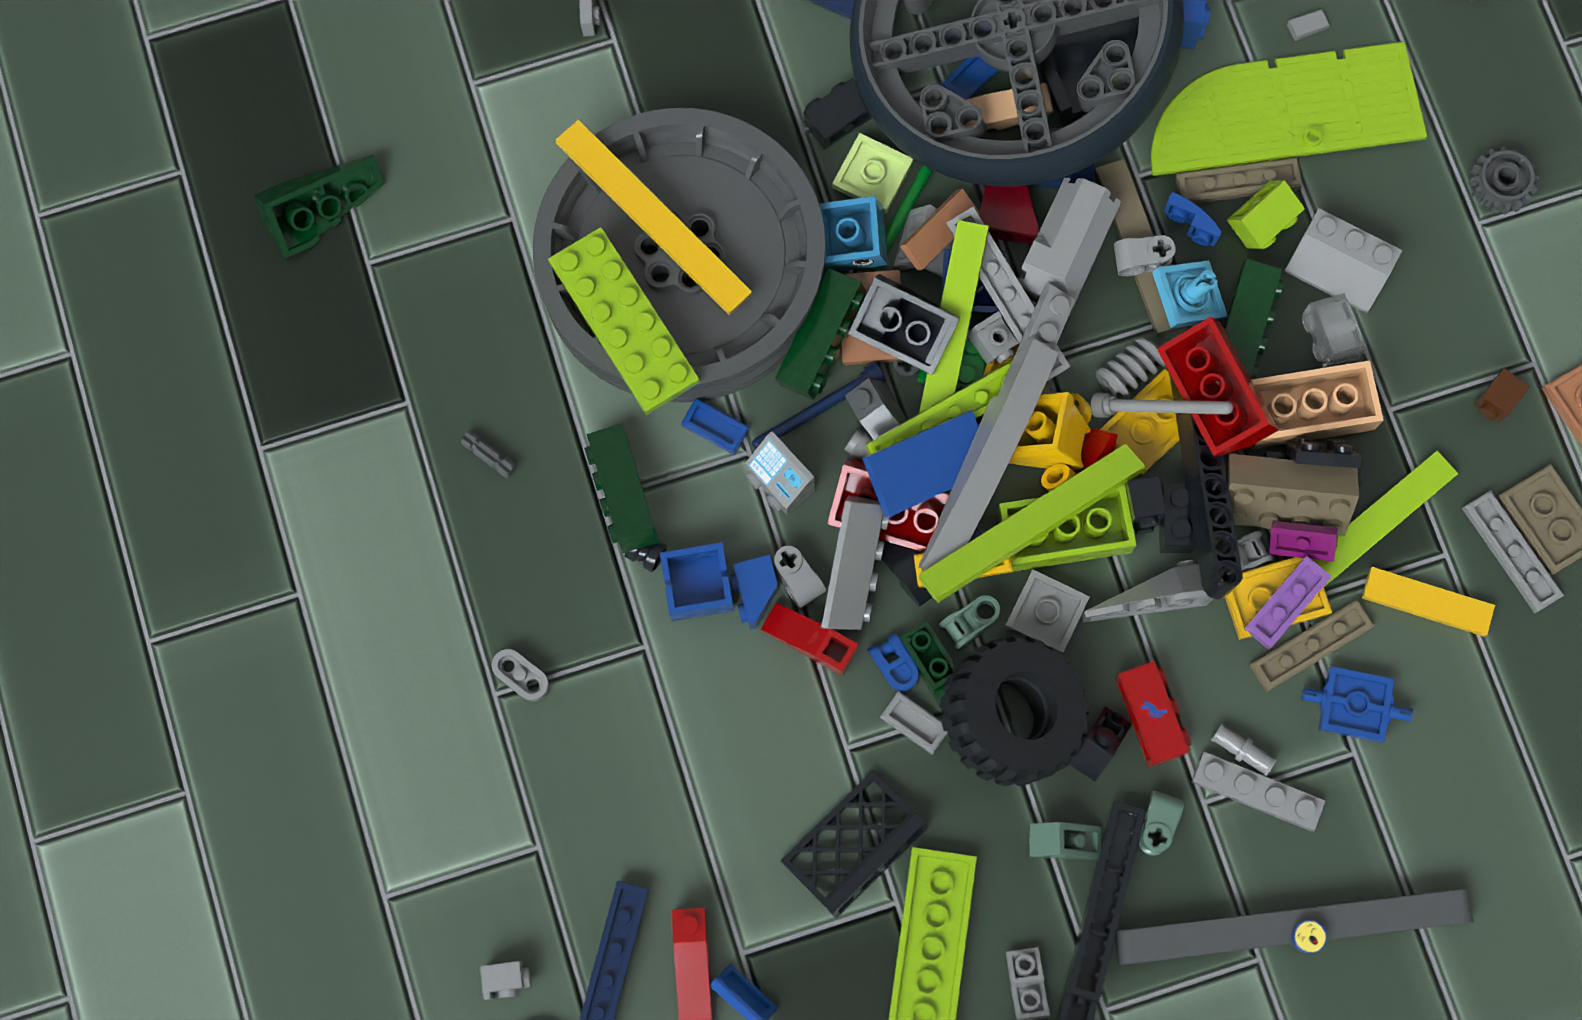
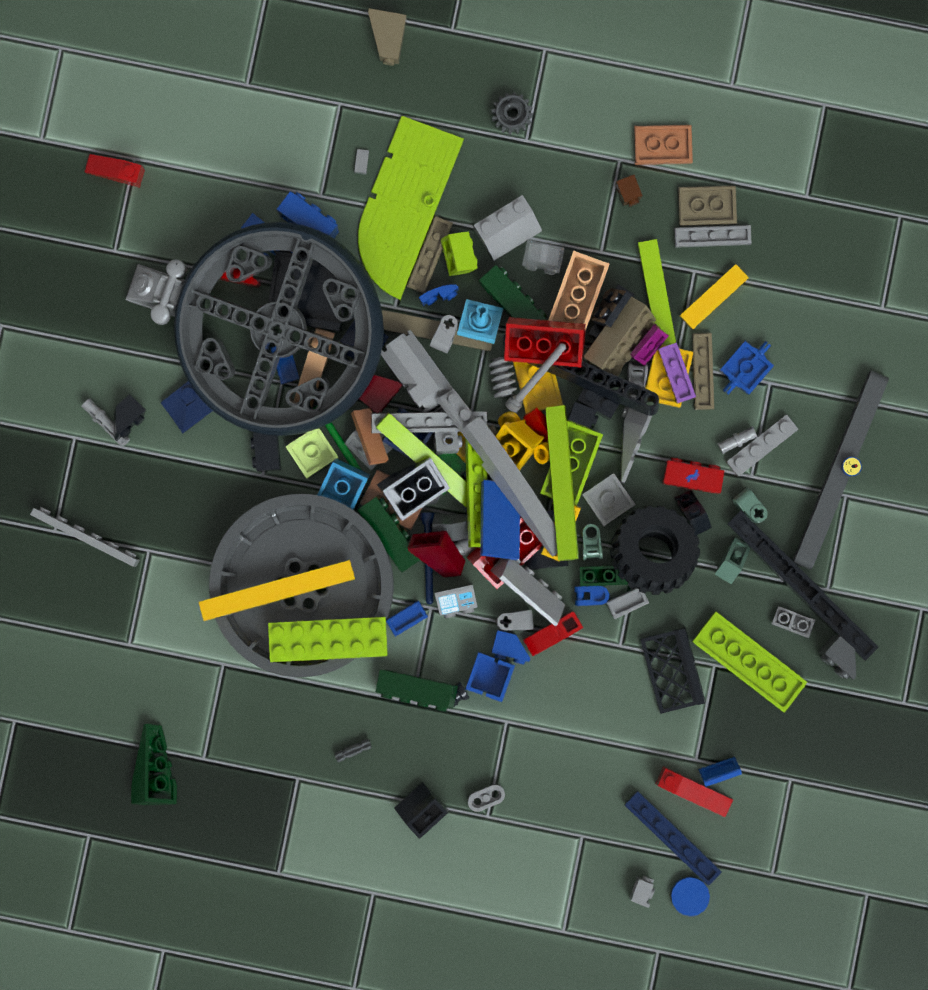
camera: 65 degrees left, 10 degrees up
(452, 592) = (421, 810): none -> black slope
(831, 411) = (437, 552): none -> dark red slope

